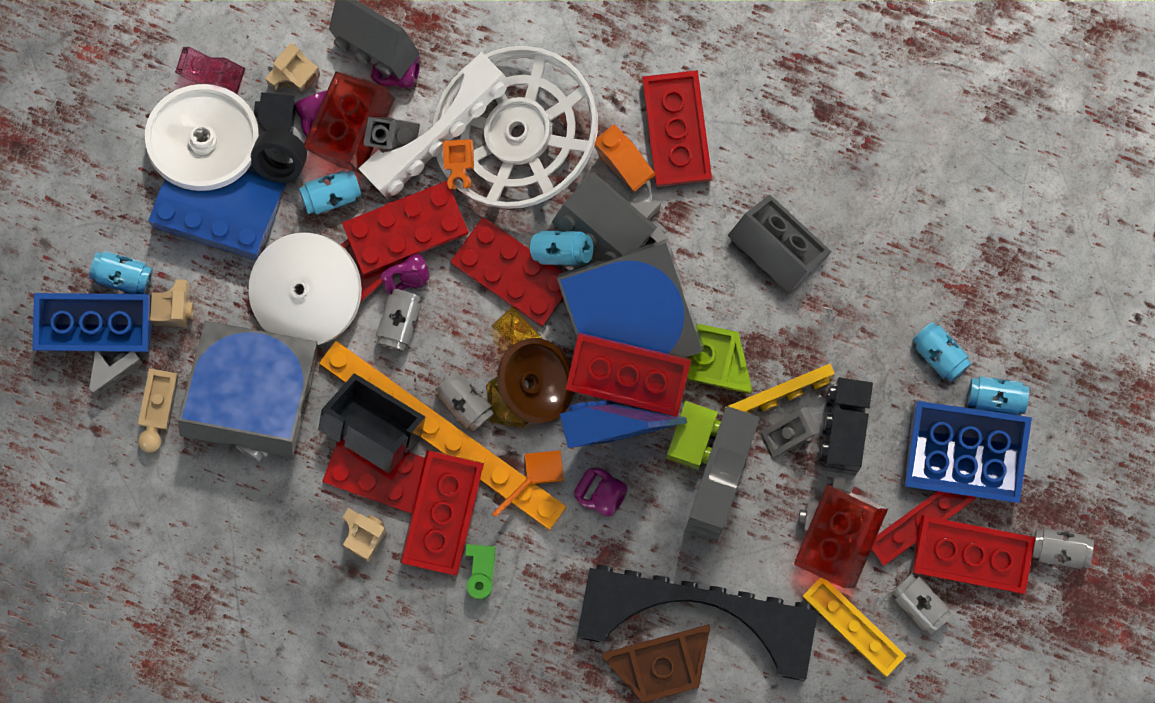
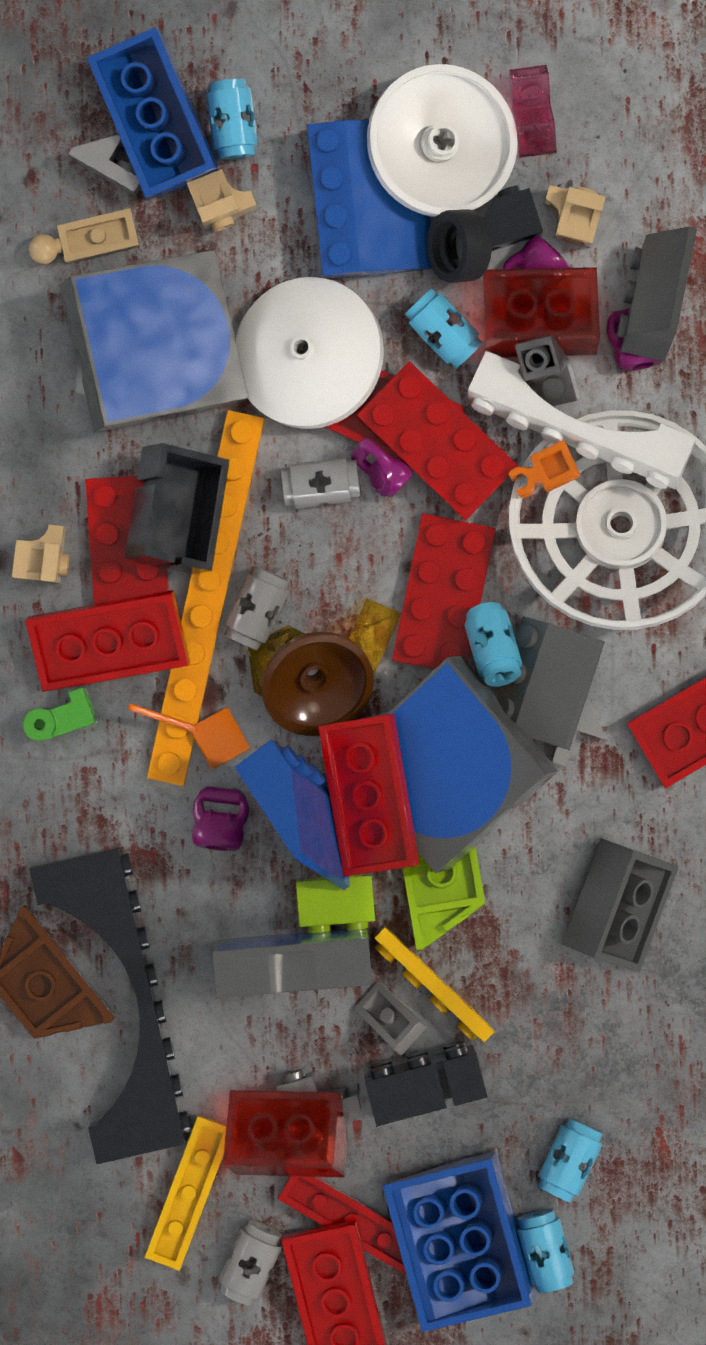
camera: 65 degrees right, 10 degrees up
(623, 158) = (642, 670): orange slope -> none

